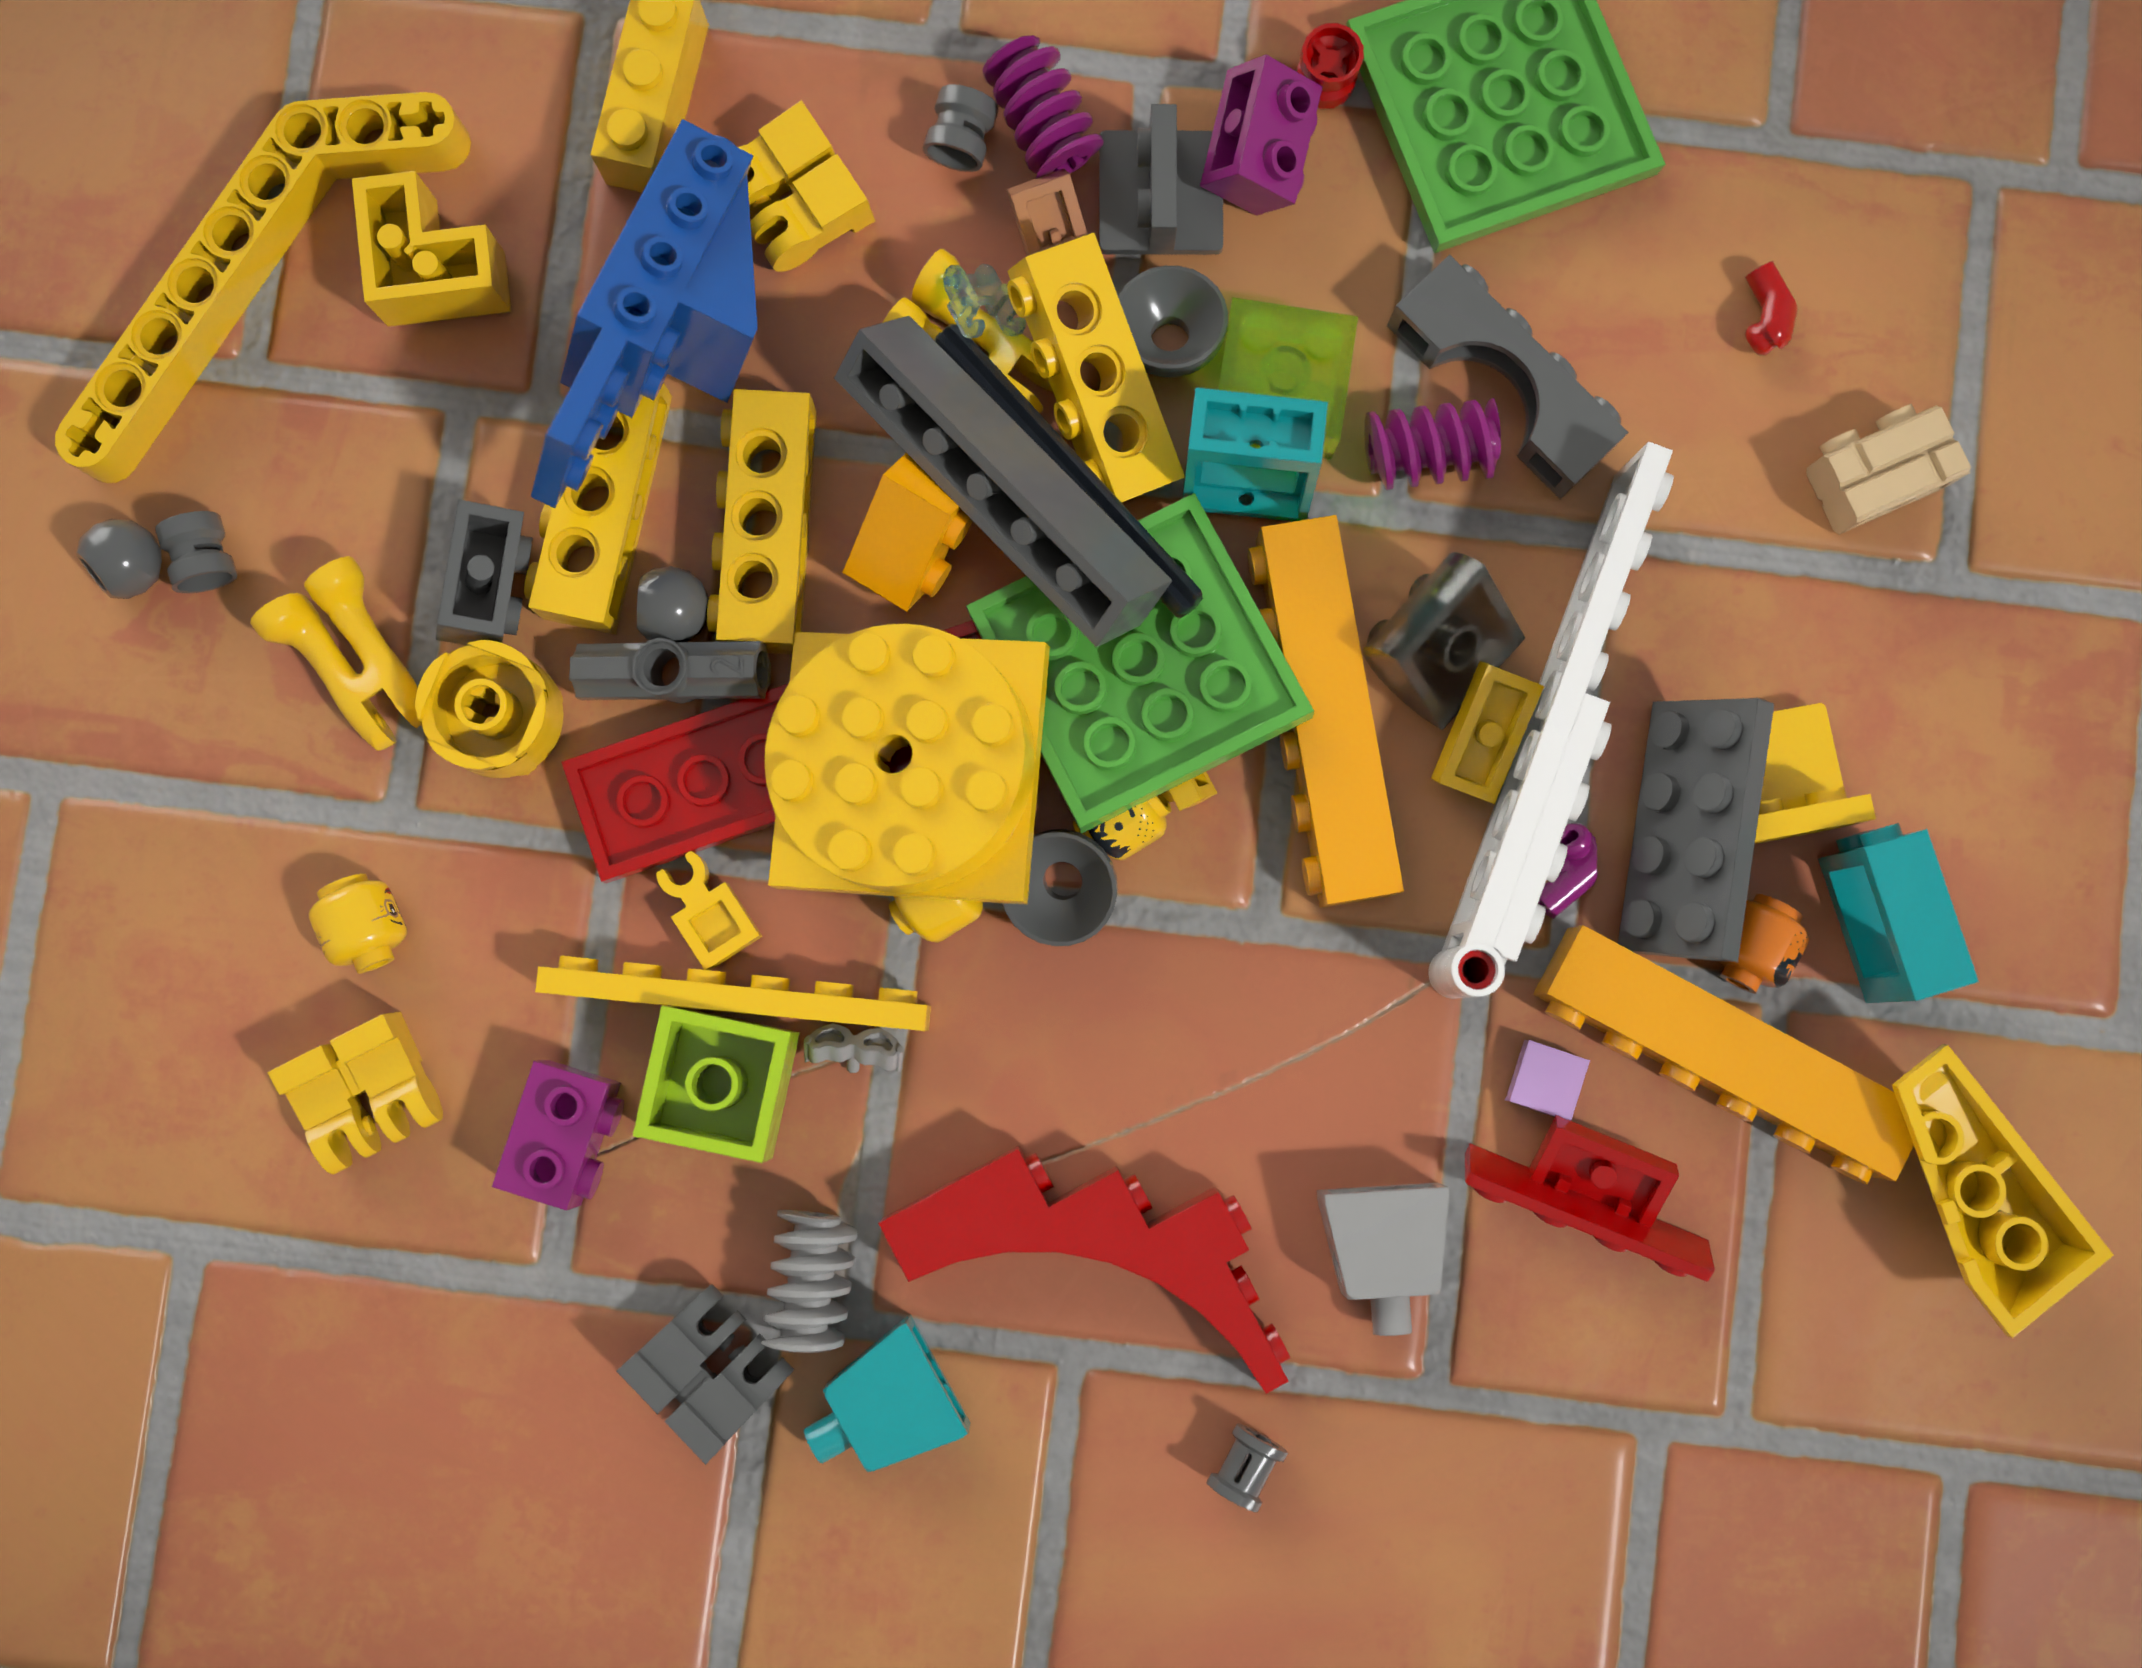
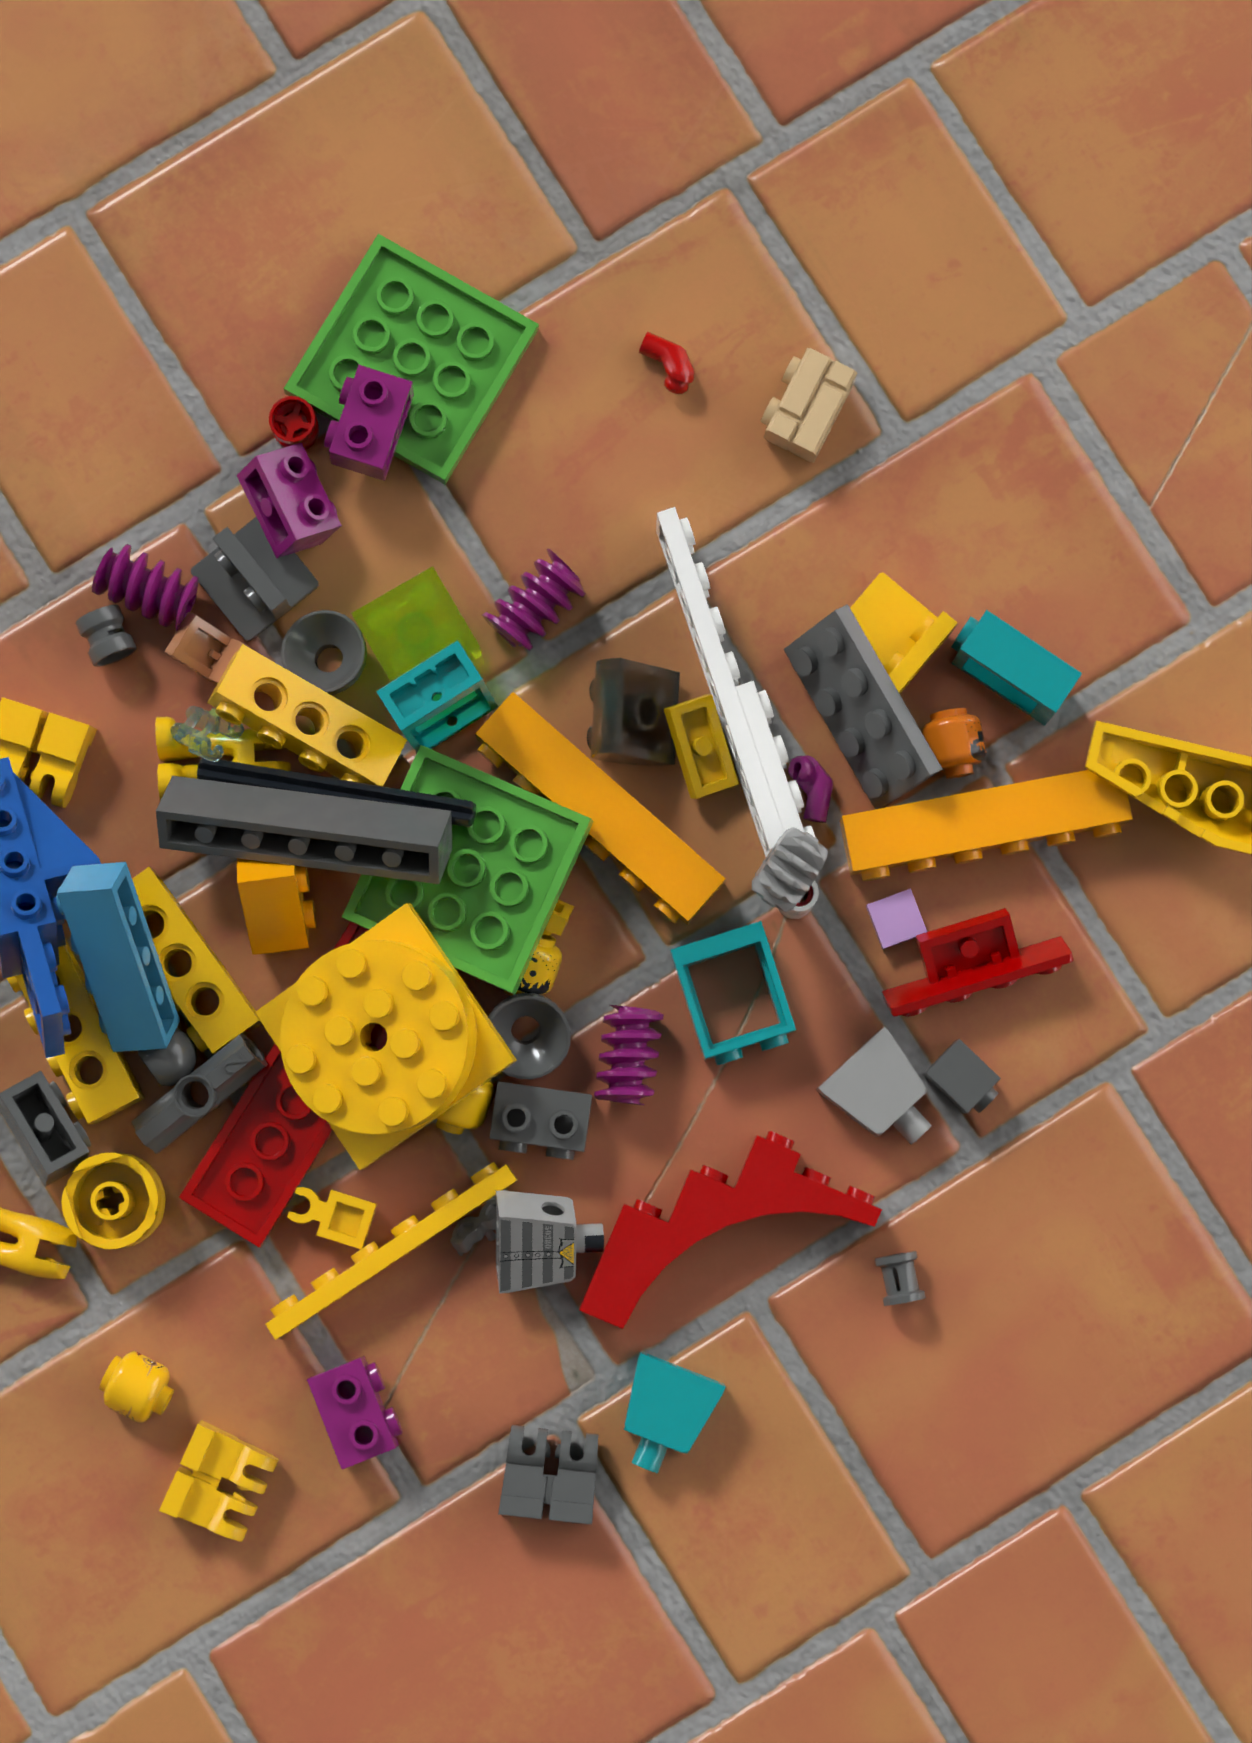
camera: 35 degrees left, 0 degrees up
(695, 449) = (118, 956): none -> dark azure brick
(716, 1084) = (422, 1307): lime brick -> none
(811, 1282) = (567, 1376): light grey piece -> none
(897, 1114) = (539, 1240): none -> light grey torso
(1003, 987) = (540, 1118): none -> dark grey brick
(1149, 994) = (628, 1055): none -> magenta piece
(1339, 957) = (719, 946): none -> teal window
(1412, 117) = (369, 422): none -> magenta brick
(1458, 320) = (488, 517): dark grey arch -> none
(1486, 1308) = (963, 1078): none -> dark grey brick
(1493, 936) = (789, 869): none -> light grey gear

